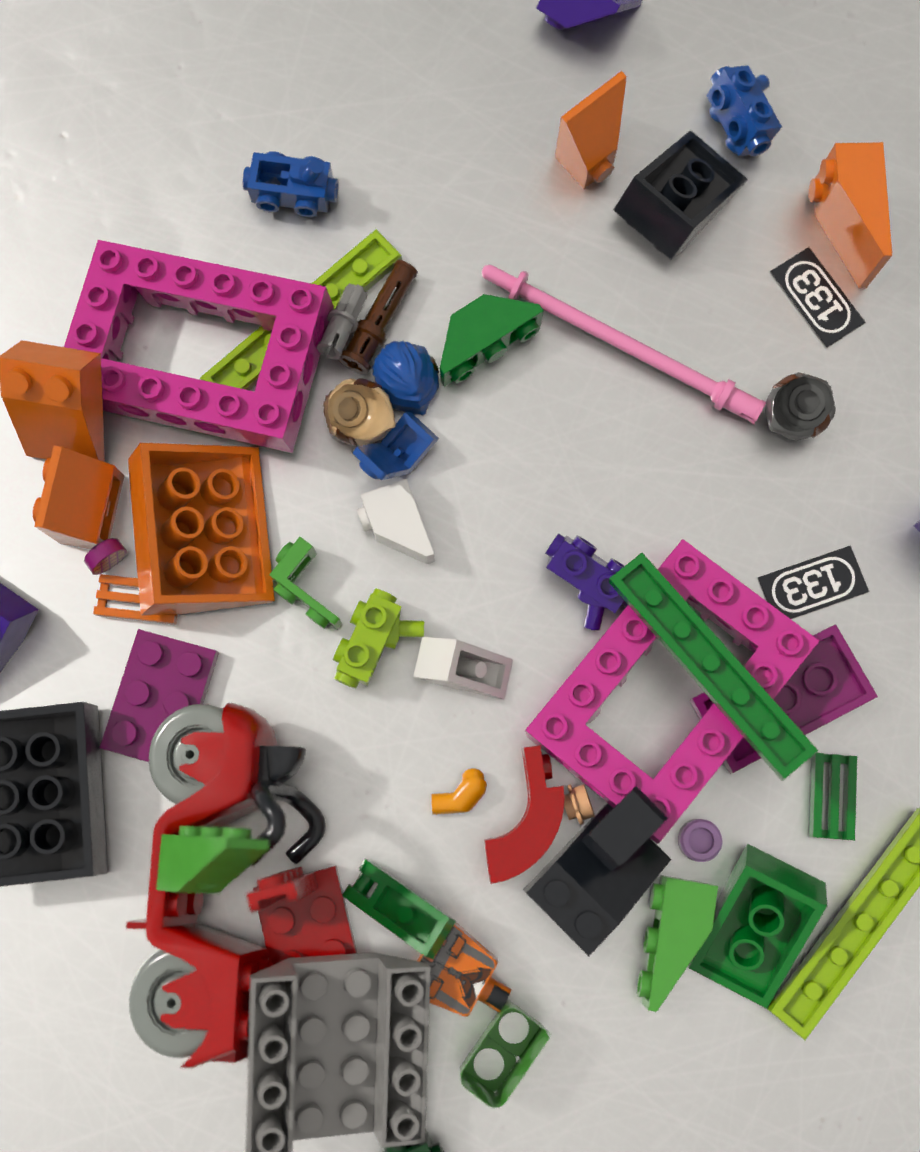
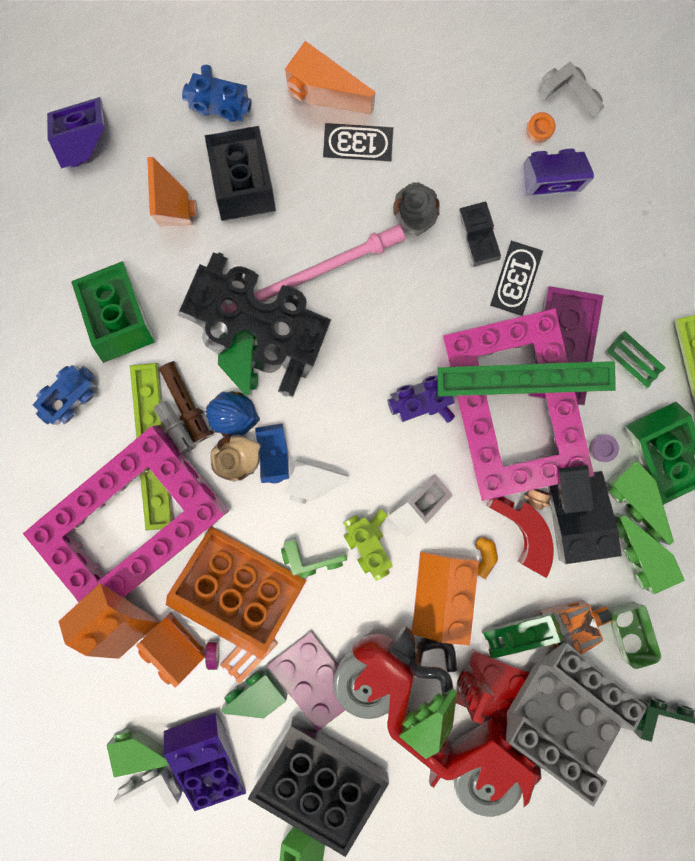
camera: 55 degrees left, 10 degrees up
(91, 645) = (257, 698): none -> slope
(374, 780) = (445, 597): none -> orange slope
(419, 170) = (112, 312): none -> green slope
(532, 385) = (294, 351): none -> black gear
(612, 1006) = (654, 563): none -> bright green slope
(828, 503) = (479, 233): none -> black slope

